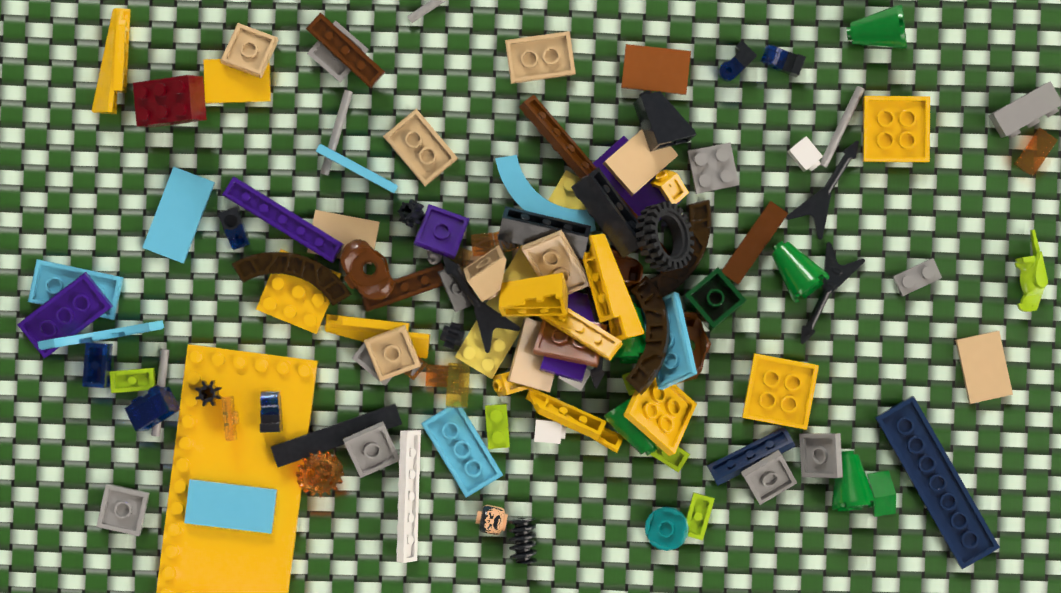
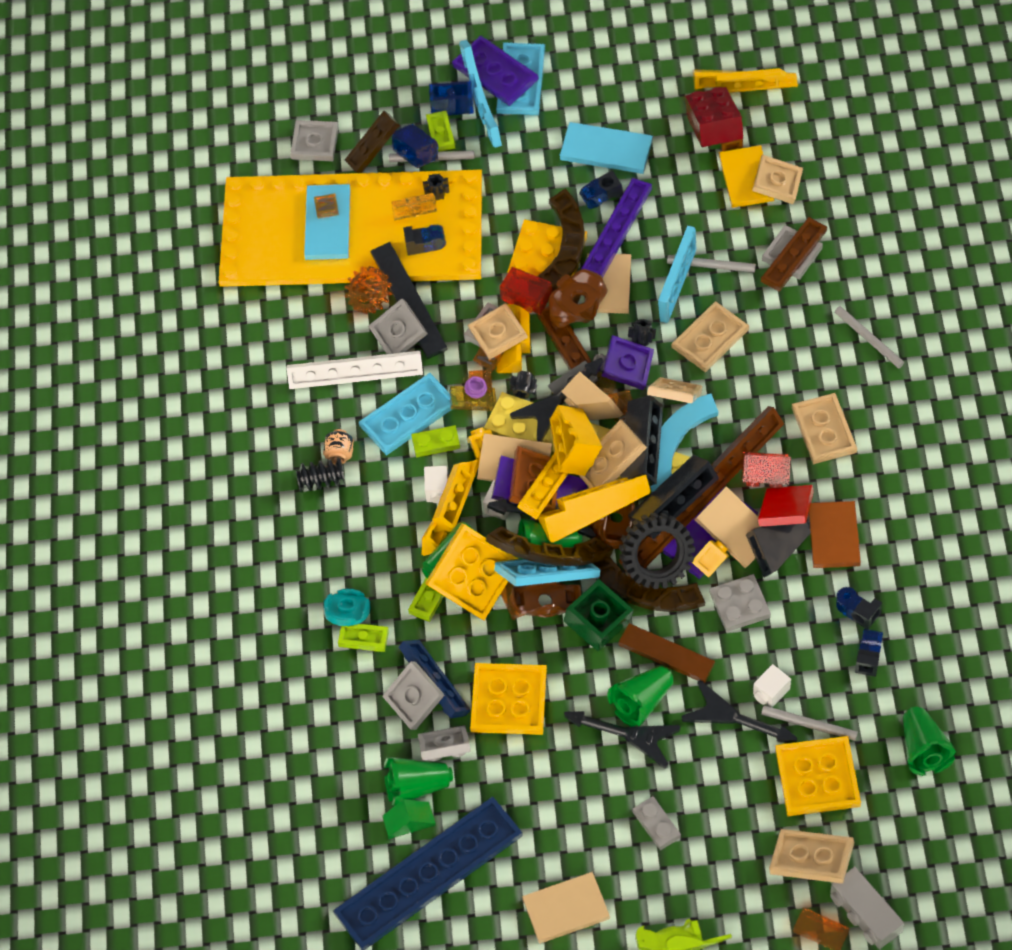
camera: 85 degrees right, 30 degrees down
(142, 451) = (372, 142): none -> dark brown plate
(216, 506) = (326, 206): none -> clear orange tile
(356, 320) = (525, 290): none -> clear red brick
(452, 382) = (475, 387): none -> medium lavender plate
(490, 192) = (675, 390): none -> tan tile
(583, 120) = (765, 468): none -> clear red brick
(631, 109) = (786, 505): none -> red tile
(974, 148) = (811, 856): none -> tan tile

